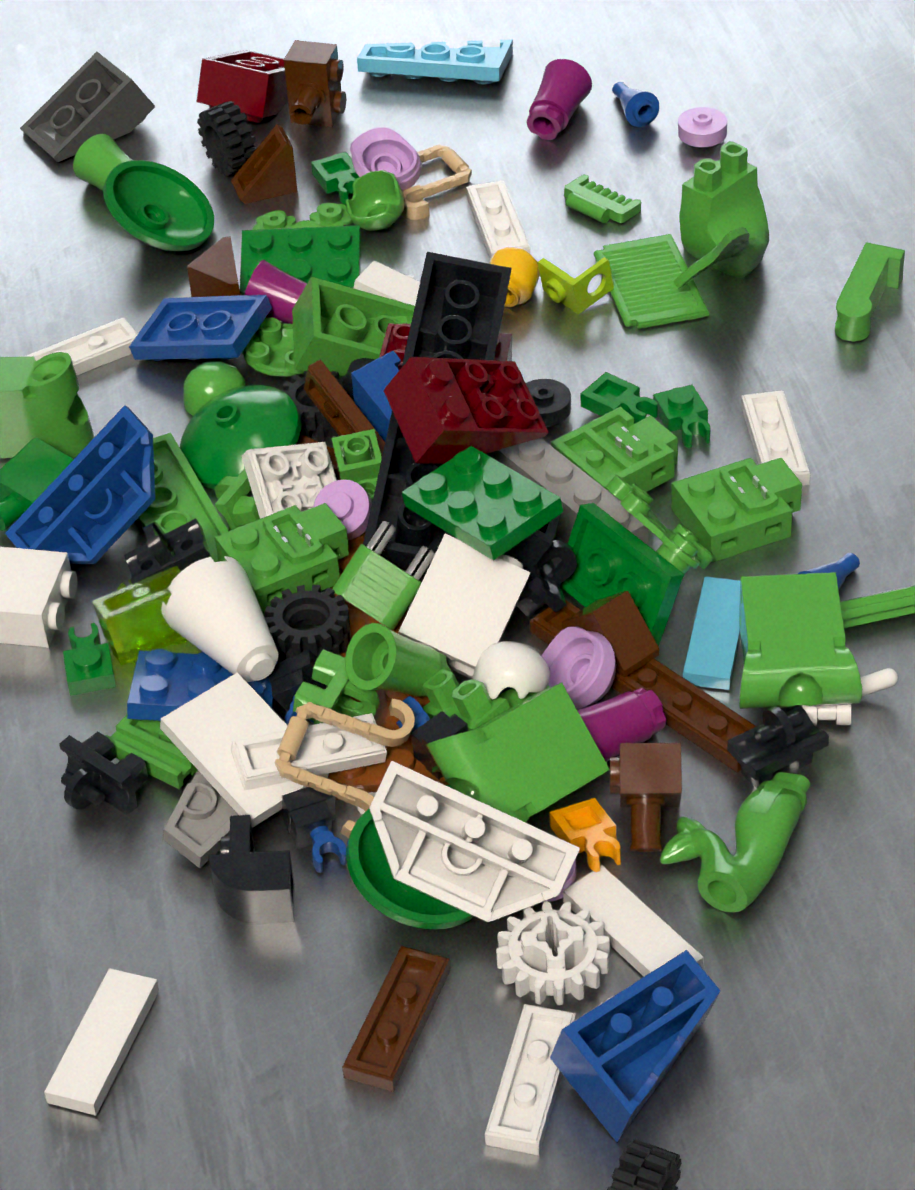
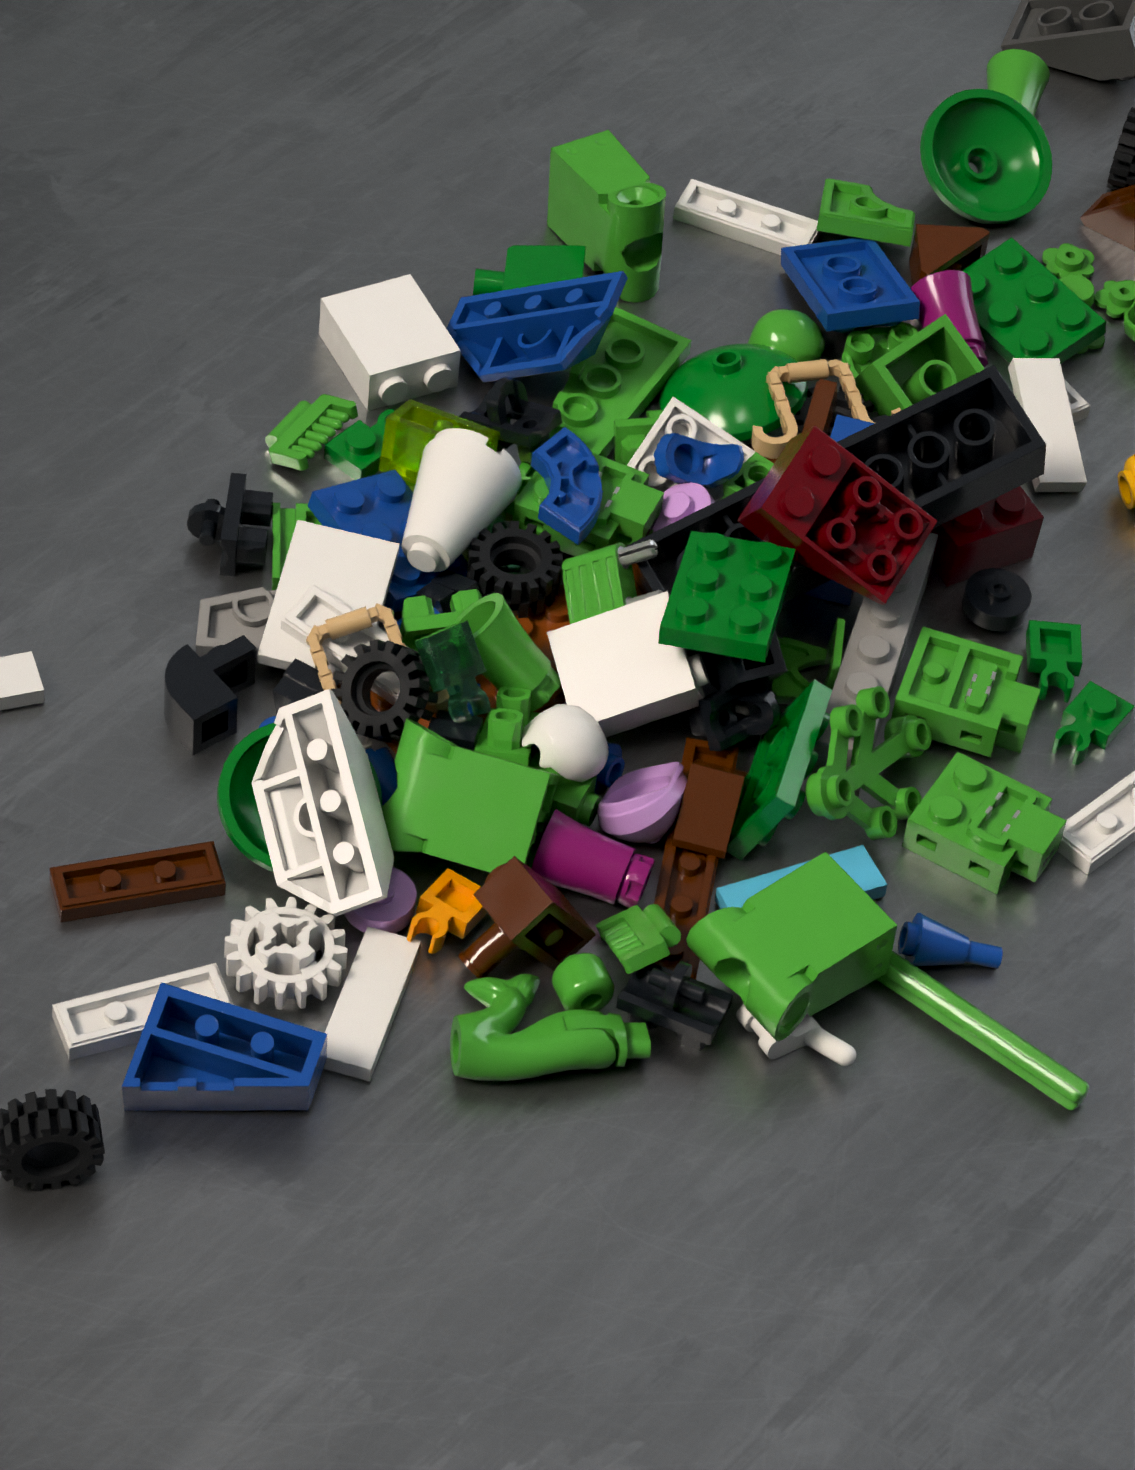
camera: 45 degrees right, 5 degrees up
(42, 687) = (308, 428): none -> bright green piece
(138, 295) = (859, 213): none -> bright green tile
(265, 540) = (572, 485): none -> blue tile
(317, 468) = (690, 460): none -> blue hair
(323, 410) = (800, 372): none -> tan piece
(364, 721) = (360, 677): none -> black tyre
(406, 688) = (452, 664): none -> clear green plate
(709, 729) = (639, 936): none -> bright green piece
(716, 789) = (583, 982): none -> bright green piece

